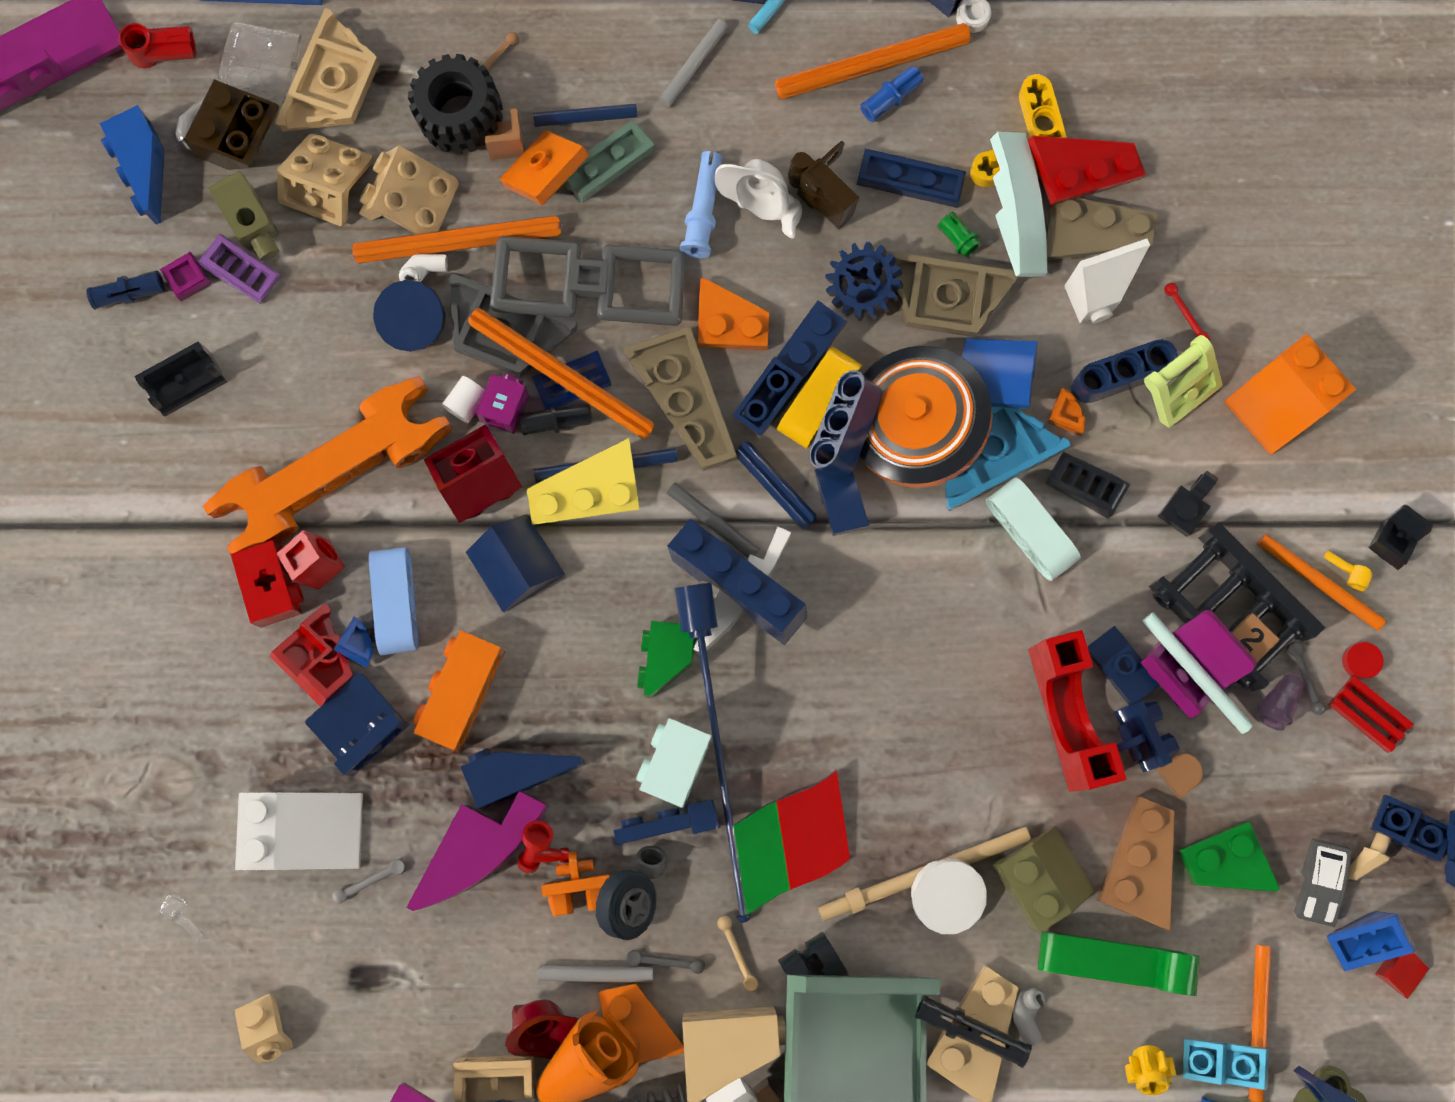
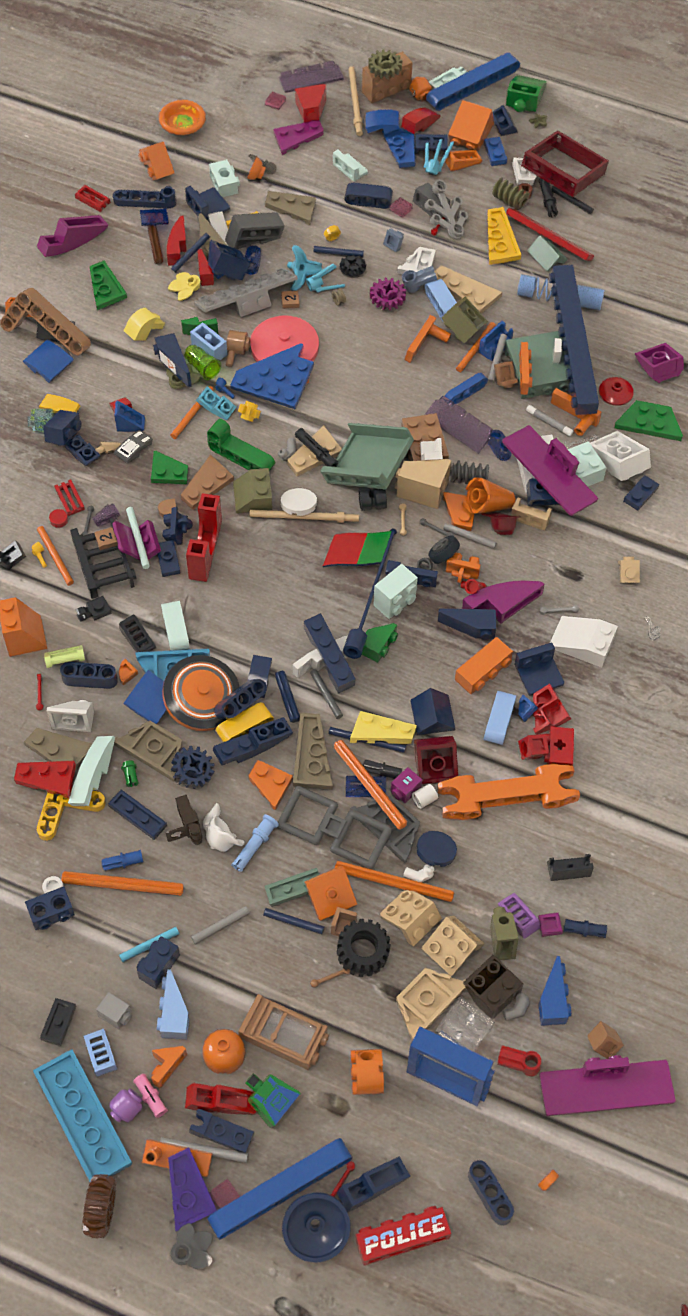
camera: 155 degrees left, 20 degrees down
(39, 126) = (605, 1040): none -> medium nougat panel

